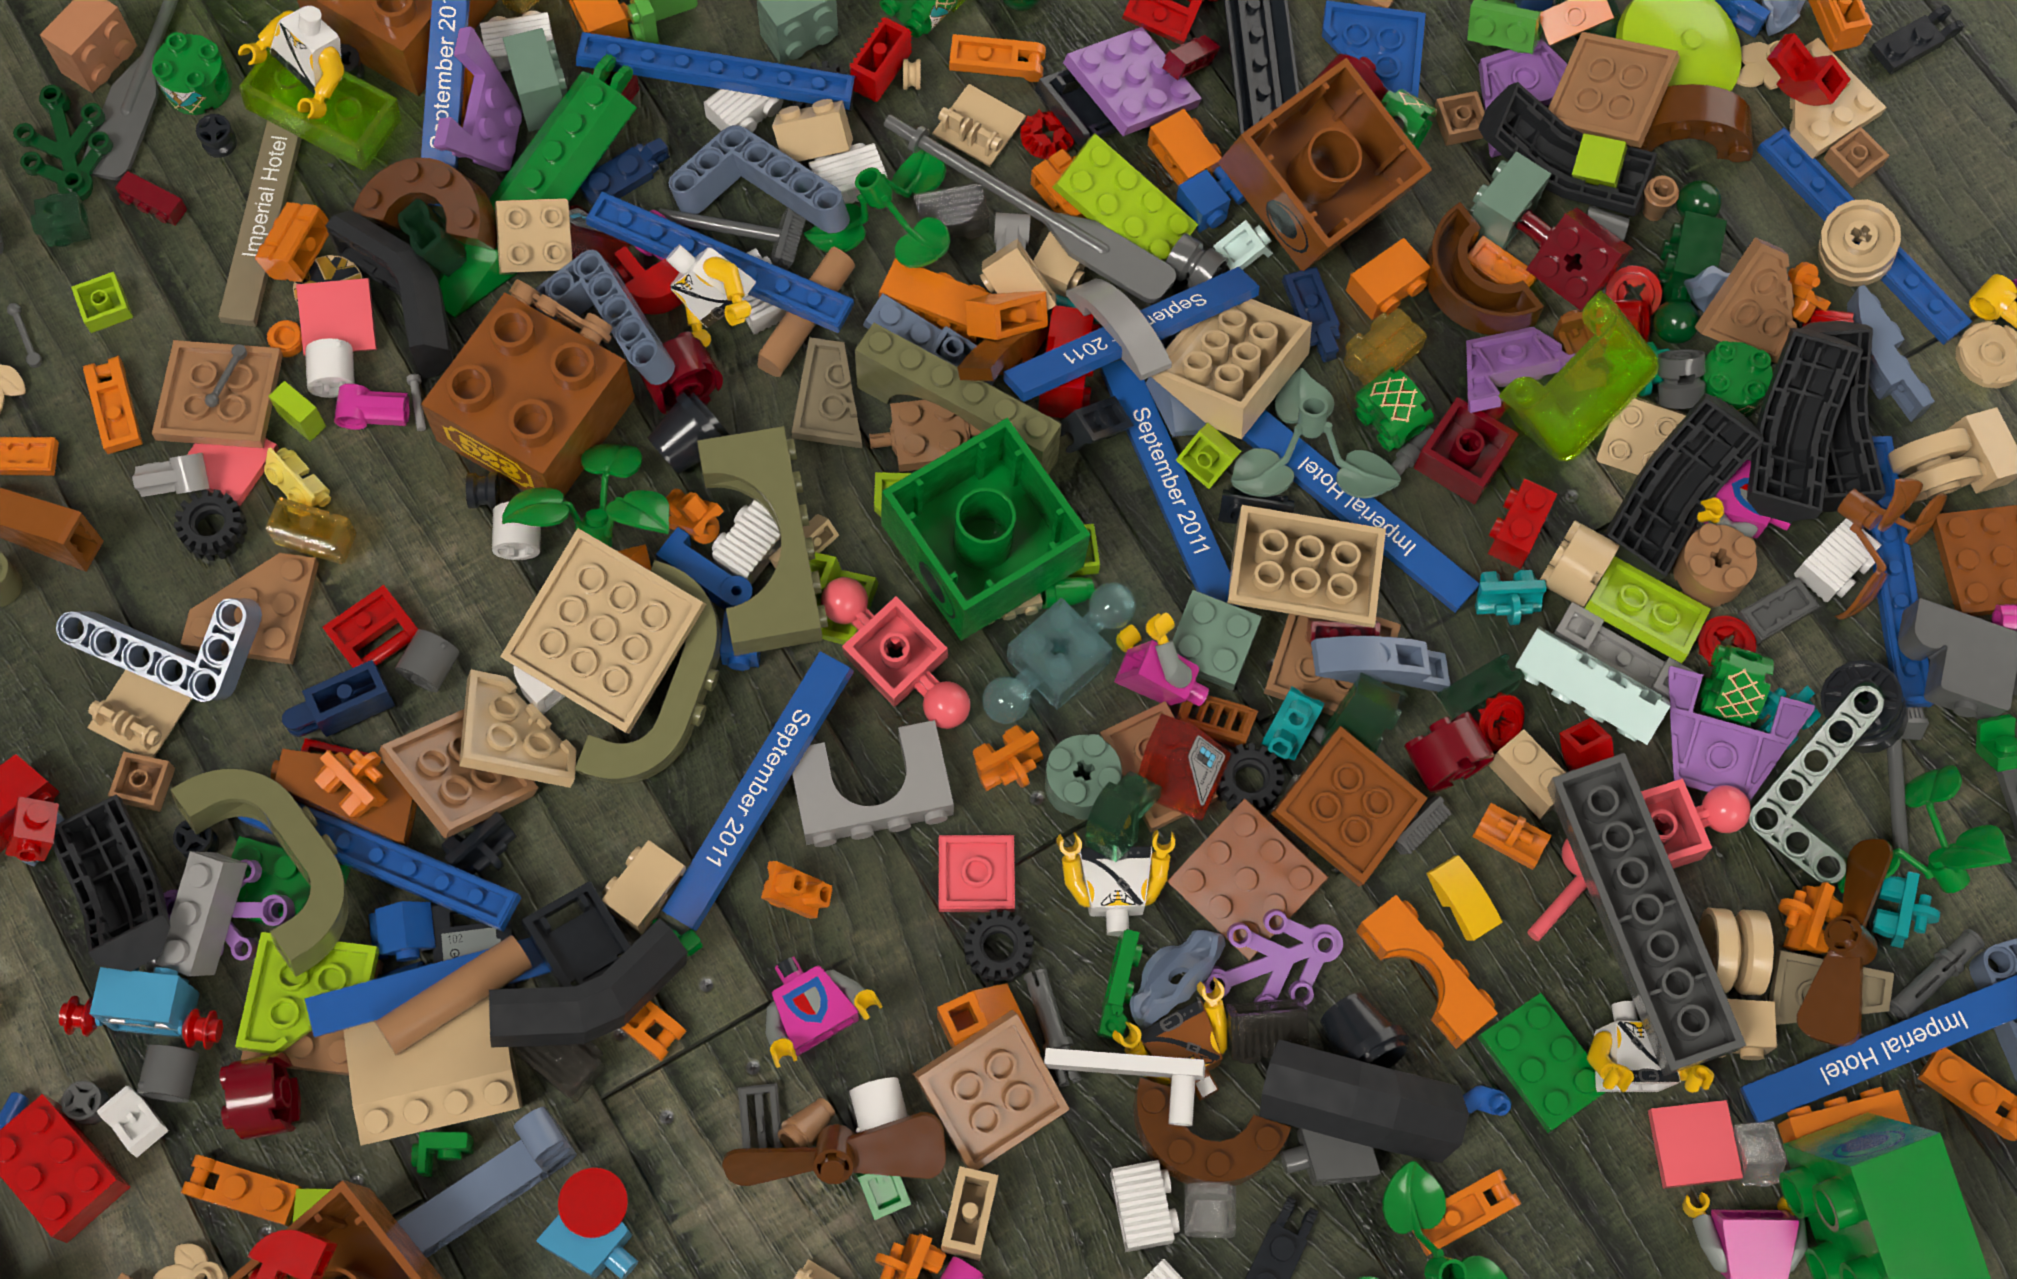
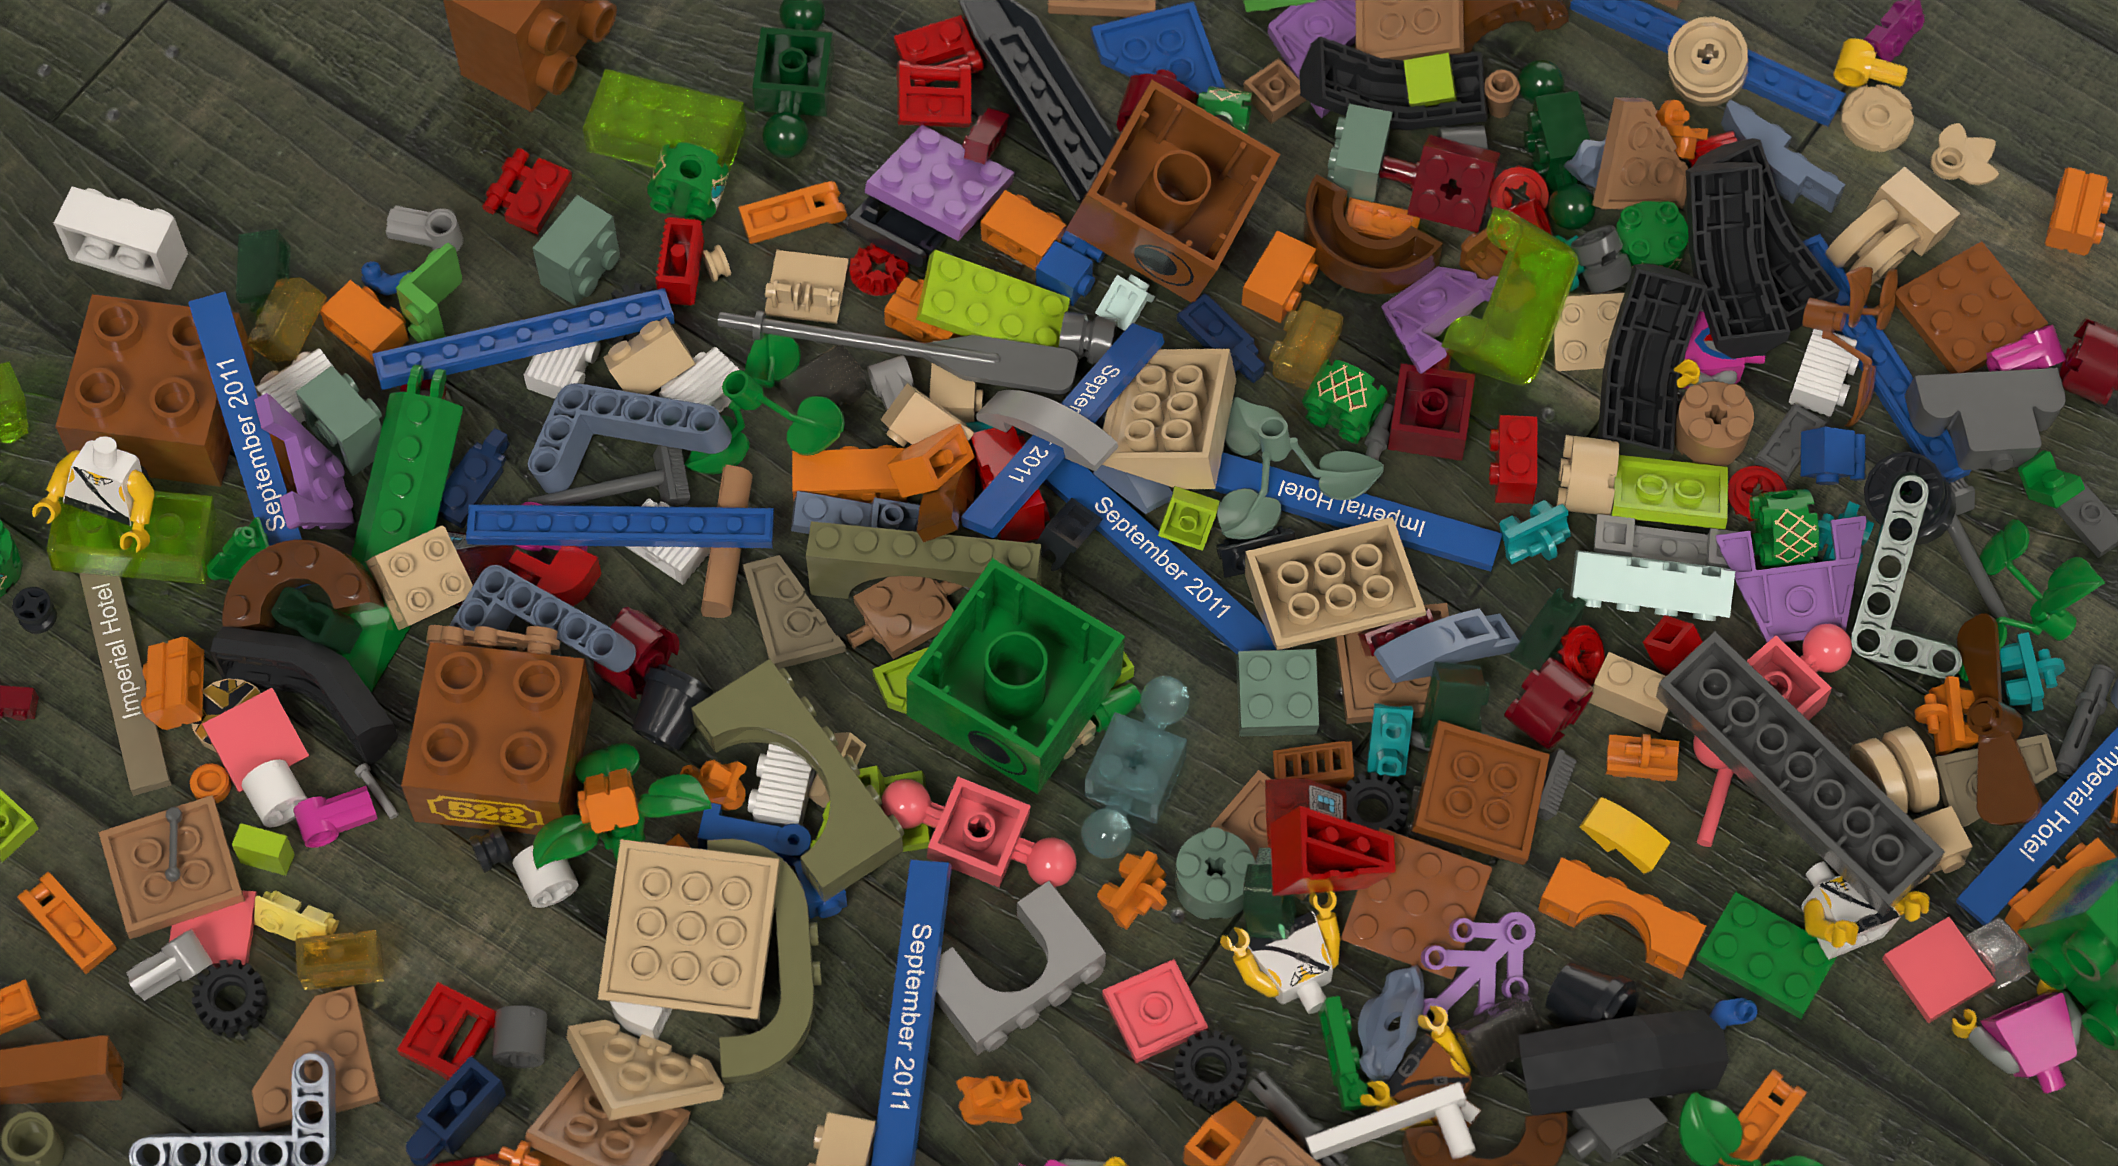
camera: 20 degrees left, 5 degrees down
(398, 148) = (242, 546): none -> green hinge
(588, 490) = (608, 801): none -> orange brick
(710, 289) = (628, 556): torso -> none
(1156, 667) = (1237, 740): torso -> none
(1180, 803) = (1327, 854): none -> red wedge
(1811, 637) = (1832, 455): none -> blue brick

